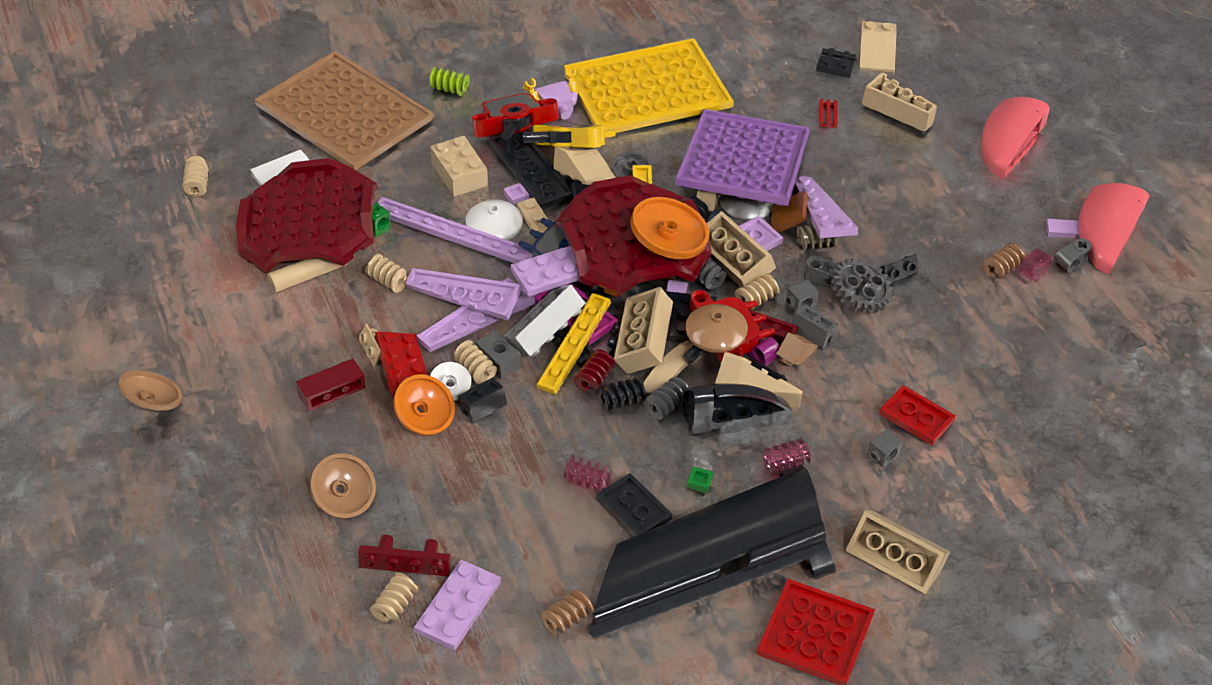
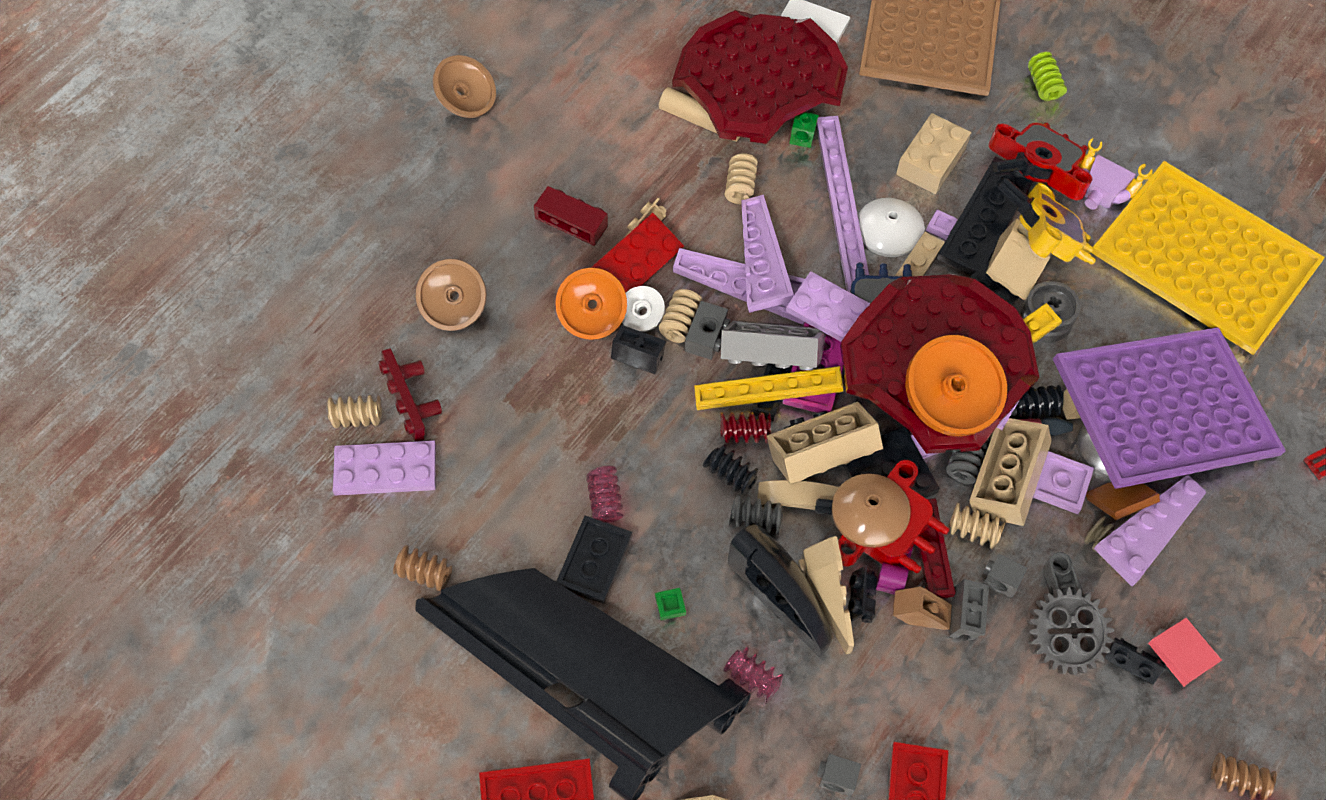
camera: 60 degrees right, 15 degrees up
(909, 243) = (1184, 651): none -> coral tile

